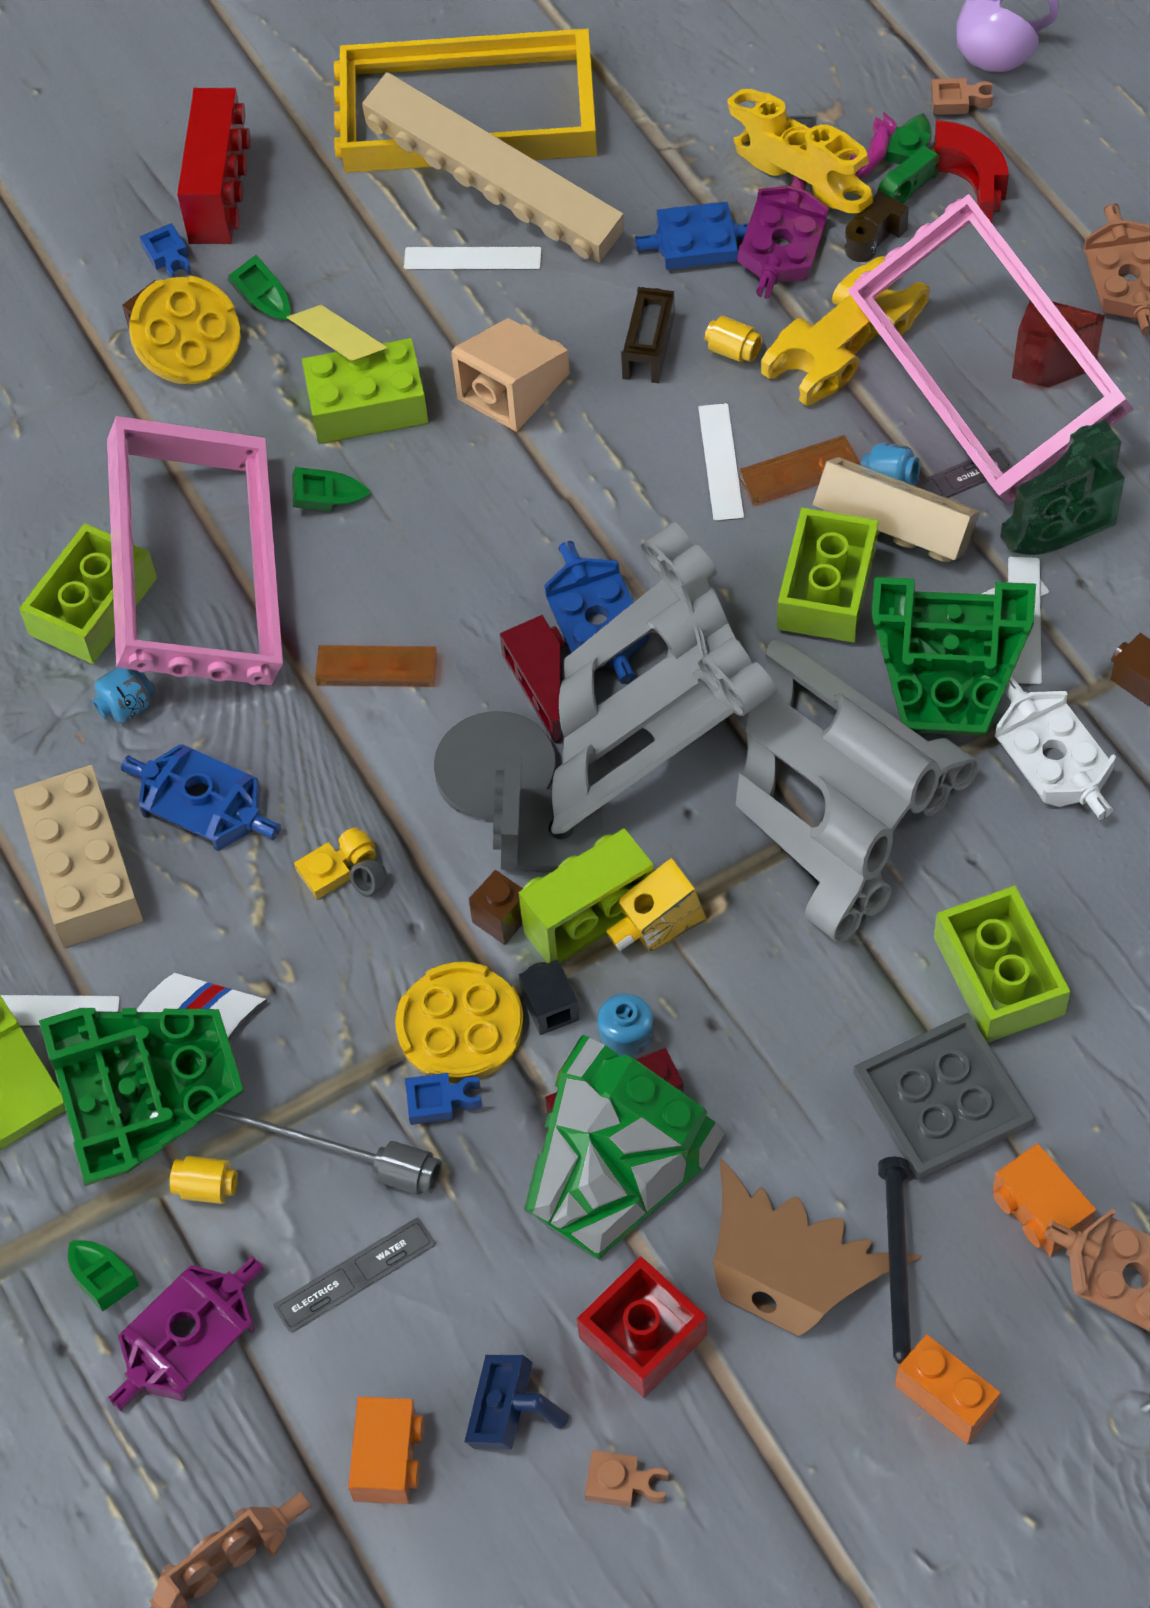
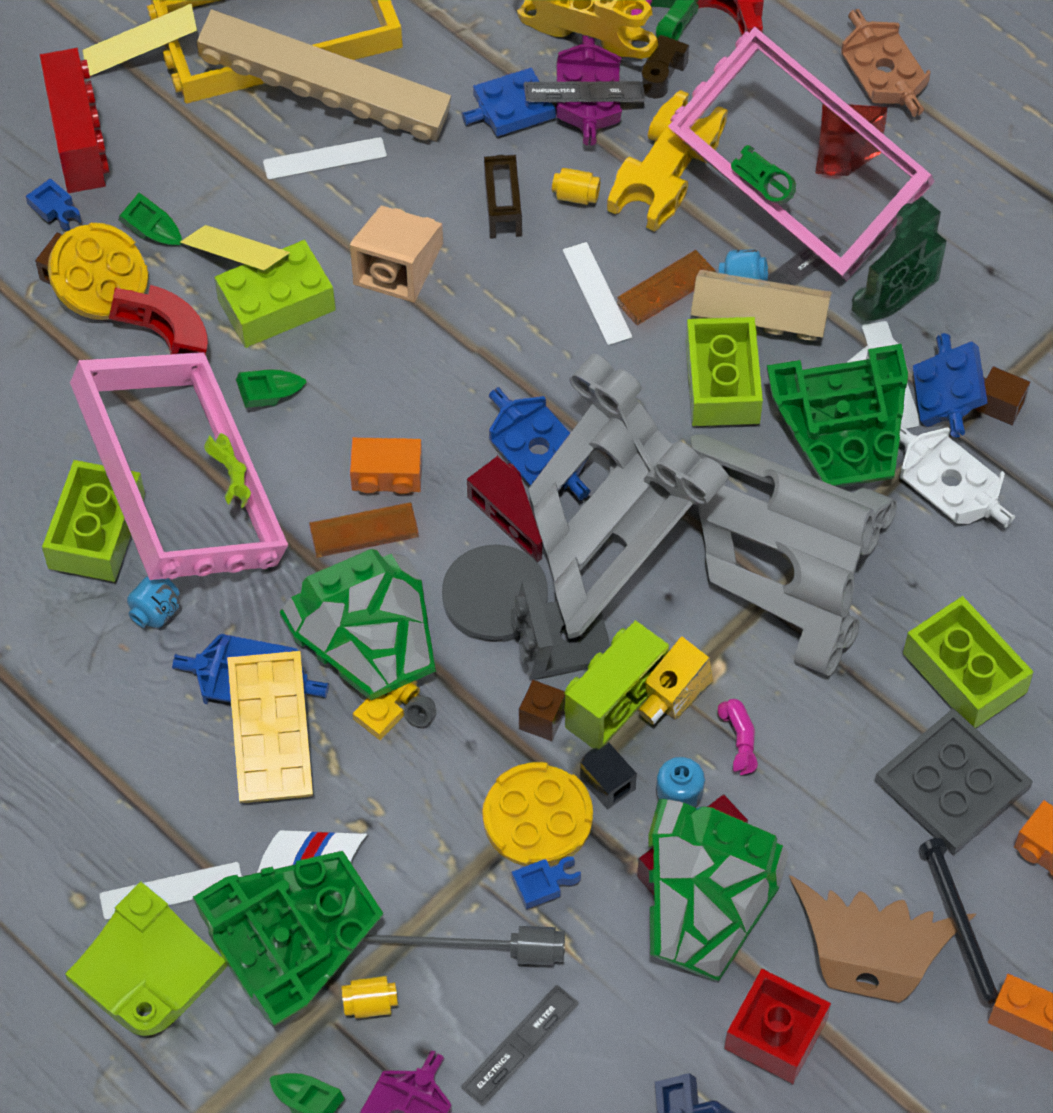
camera: 20 degrees left, 0 degrees up
(77, 856) = (164, 750): tan brick -> none
(195, 856) = (270, 727): none -> yellow plate
(237, 387) = (164, 314): none -> red arch
(247, 551) = (224, 453): none -> lime piece
(313, 95) = (140, 39): none -> light yellow sticker
(341, 765) = (365, 621): none -> wedge
(421, 600) = (386, 465): none -> orange brick
(717, 960) = (736, 712): none -> dark pink arm
(775, 237) = (584, 91): none -> flat silver sticker
(935, 361) = (761, 172): none -> green piece
(1084, 643) = (950, 384): none -> blue plate

